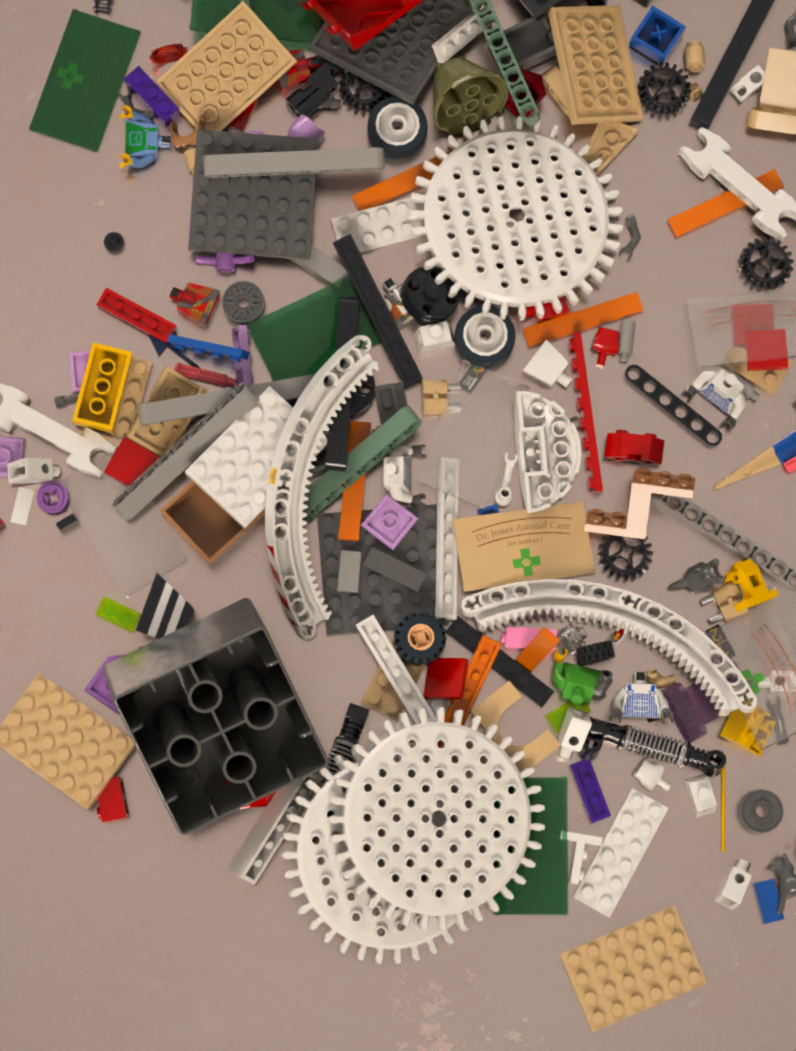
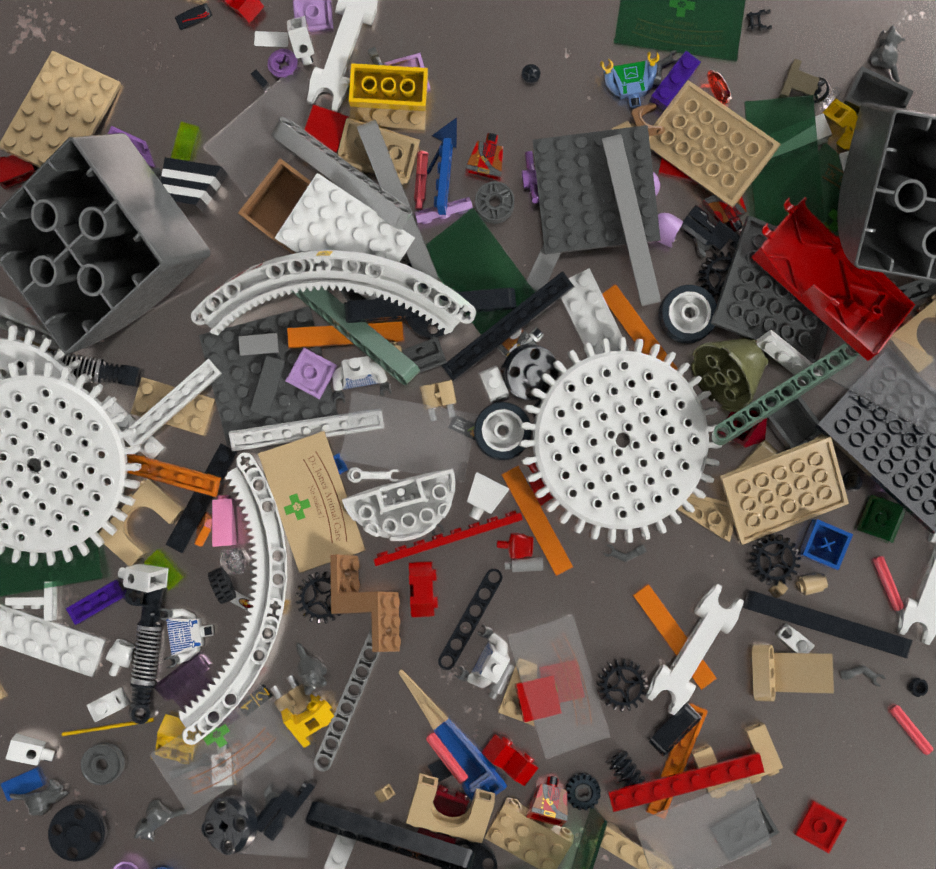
camera: 85 degrees right, 5 degrees up
(136, 315) = (465, 106): red plate -> none
(419, 638) = (205, 420): black wheel -> none
(446, 678) = (174, 451): red tile -> none
(580, 682) = (191, 575): bright green torso -> none
(660, 681) = (209, 648): tan arm -> none

